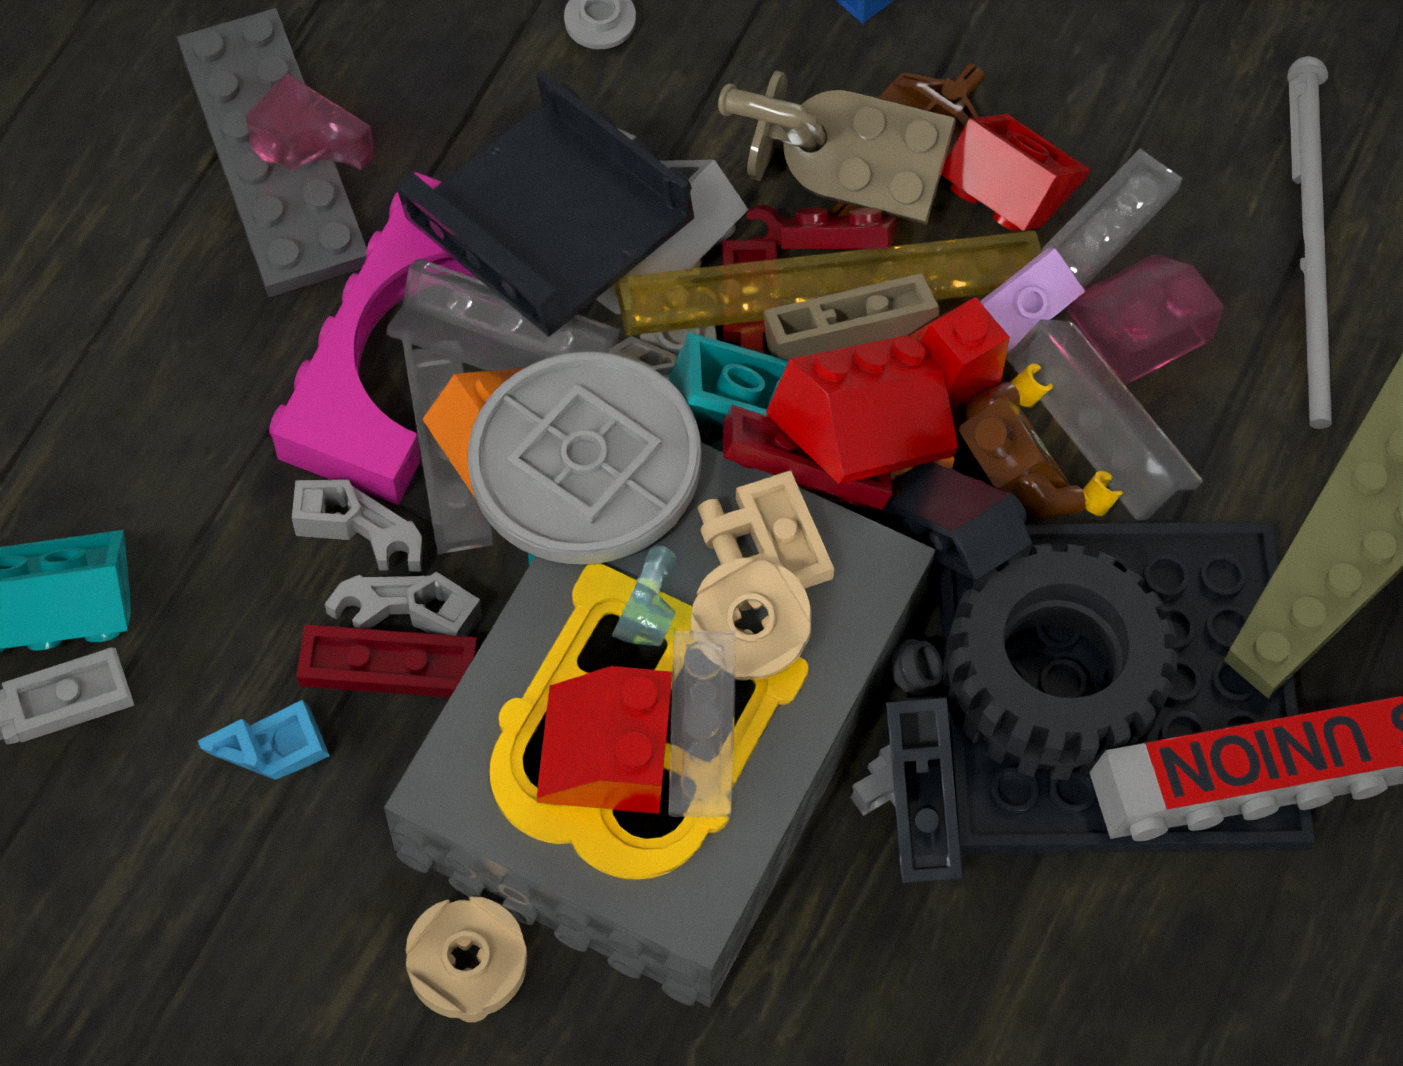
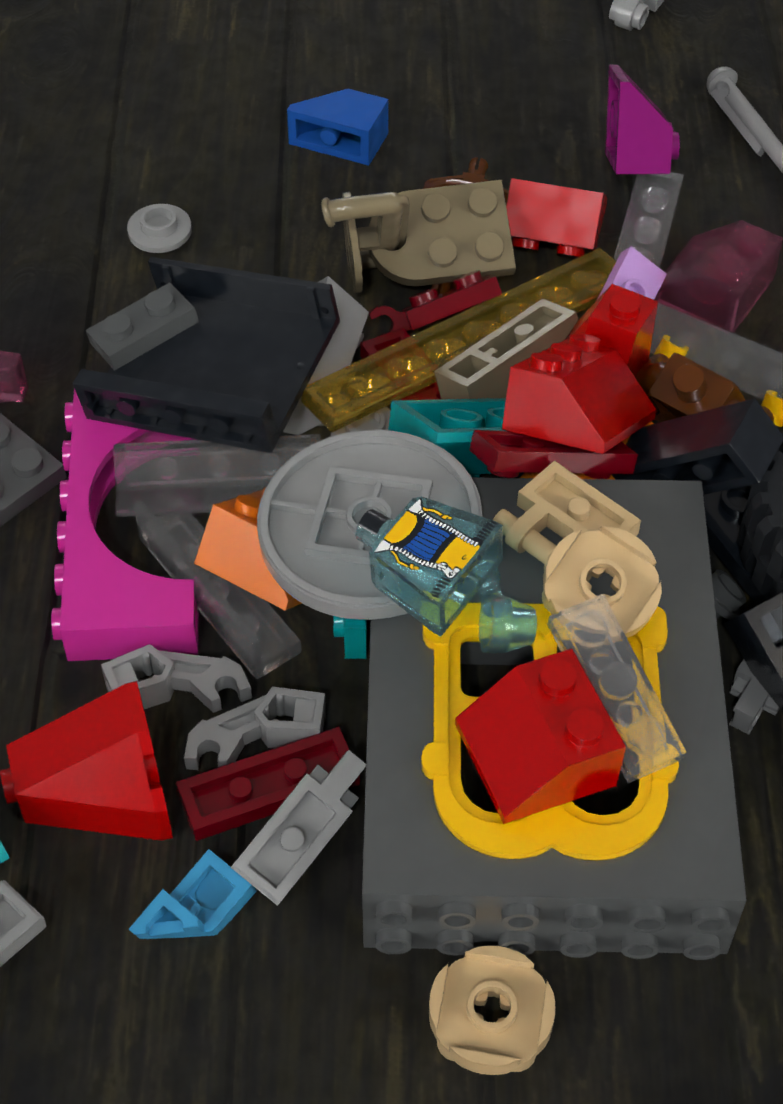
camera: 25 degrees left, 10 degrees down
(238, 582) = (91, 770): none -> red slope
(384, 719) = (300, 828): none -> light grey hinge
(502, 141) = (142, 326): none -> dark grey plate
(602, 525) = (431, 558): none -> clear light blue torso
(1154, 104) = (636, 129): none -> magenta slope

